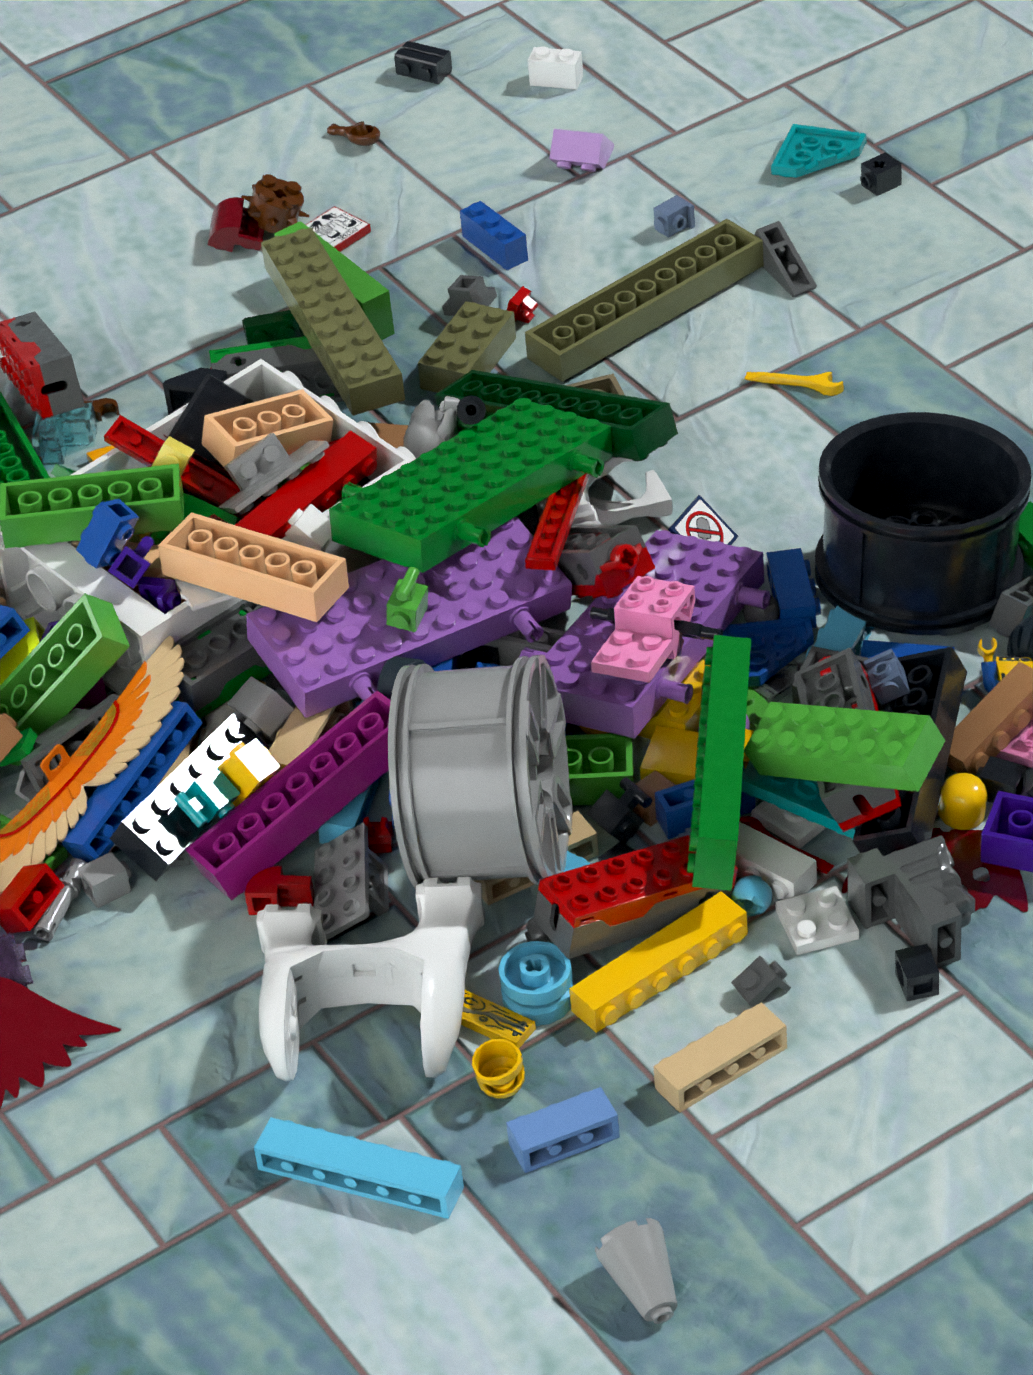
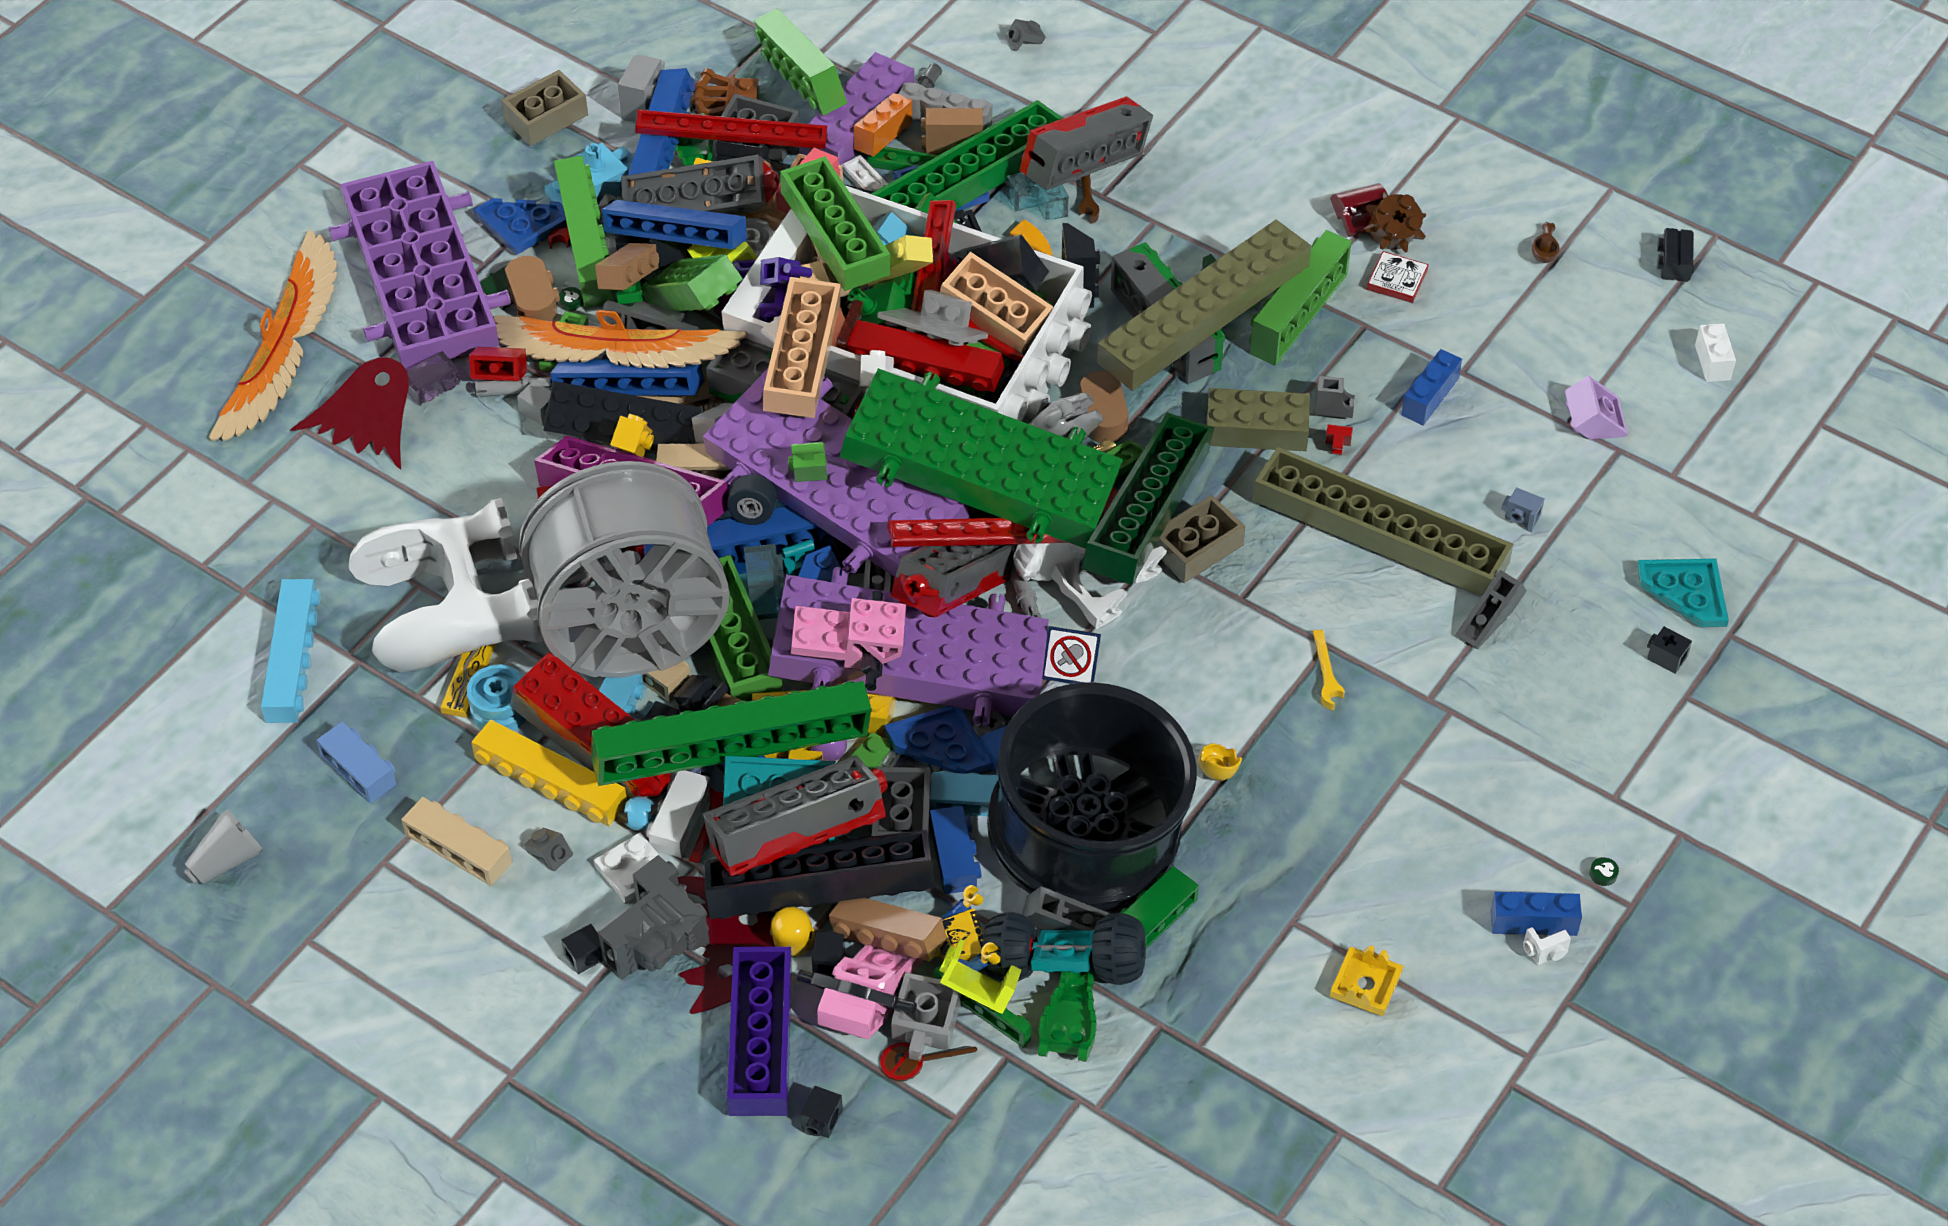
camera: 65 degrees right, 10 degrees up
(107, 533) = (801, 241): blue brick -> none
(208, 797) = (602, 424): teal brick -> none
(471, 410) = (1065, 425): black cone -> none
(498, 1068) = (399, 701): yellow helmet -> none
(845, 746) = (740, 804): bright green brick -> none
(886, 676) = (887, 826): sand blue brick -> none

